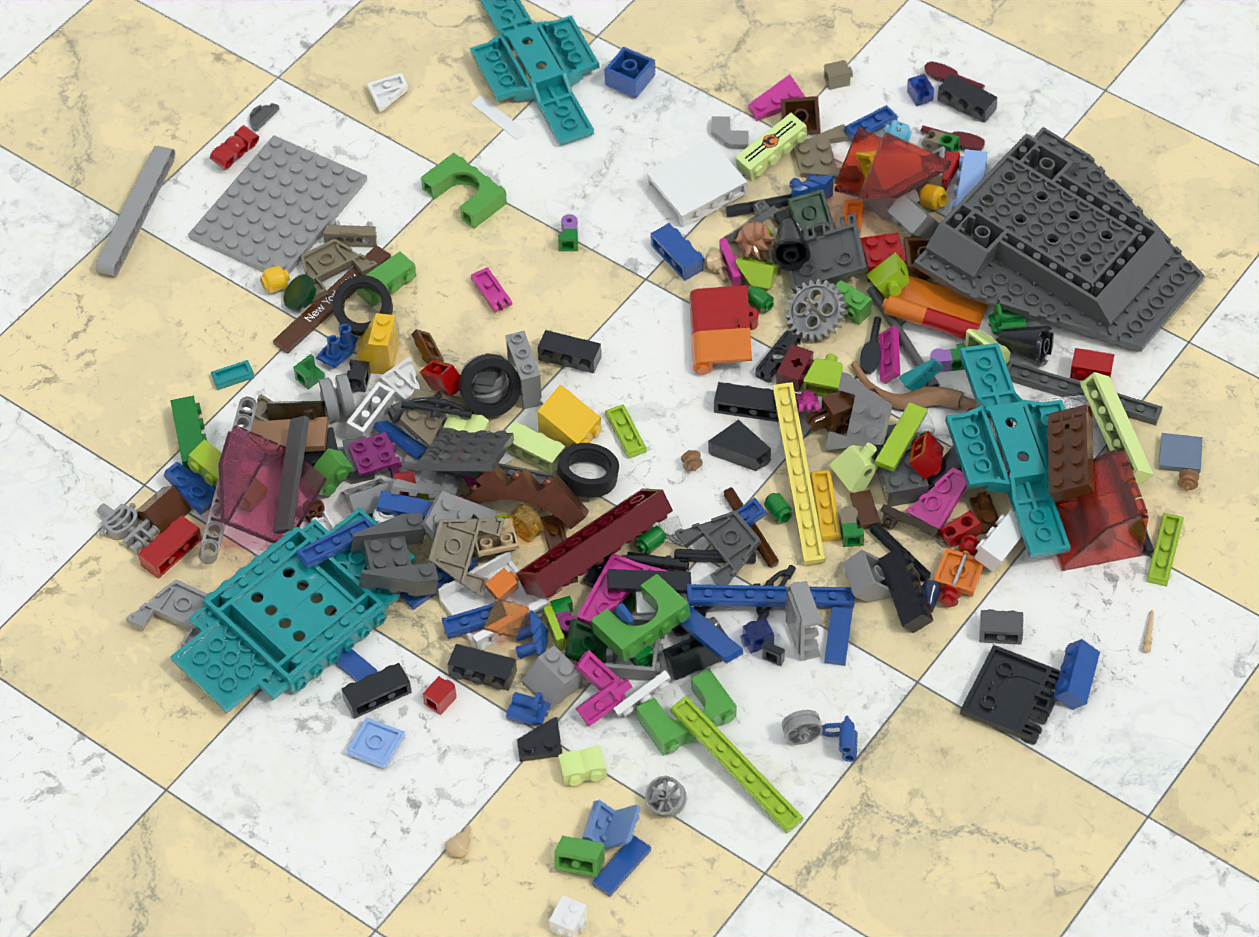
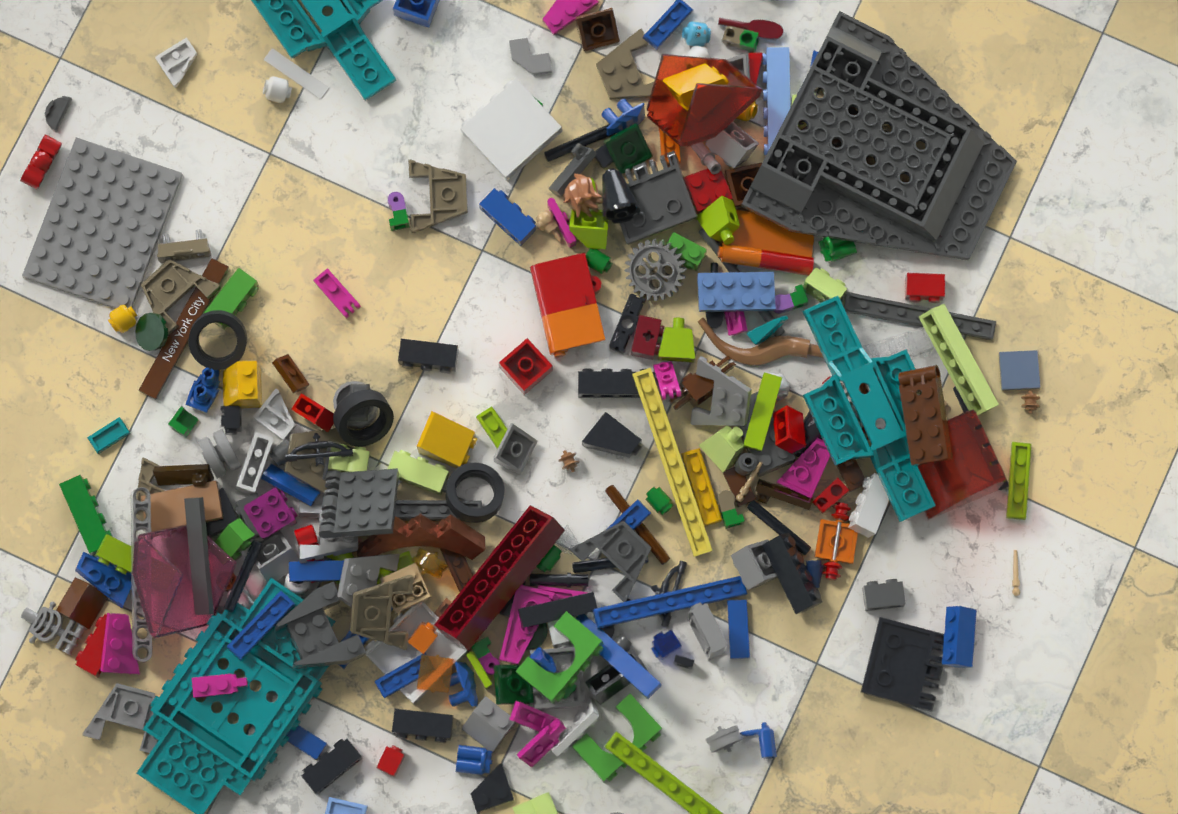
camera: 15 degrees left, 25 degrees up
(185, 545) = (117, 646): none -> dark pink wing
(277, 586) = (217, 685): none -> dark pink hinge
(330, 501) = (243, 576): none -> black axle
(456, 171) = (269, 153): bright green arch -> none
(476, 123) = (276, 89): none -> white head
(521, 356) = (391, 390): light grey window -> none
(620, 227) = (447, 195): none -> dark tan wing
(636, 437) = (515, 449): none -> light grey slope
(665, 372) = (525, 366): none -> red brick
(771, 146) = (576, 73): yellowish green brick -> none
(870, 508) = (744, 490): none -> tan piece
(874, 484) = (743, 468): none -> dark grey brick
(886, 224) = (707, 158): none -> light grey axle
(894, 337) = (736, 291): none -> medium blue plate
(1028, 342) = (860, 272): black cone -> none

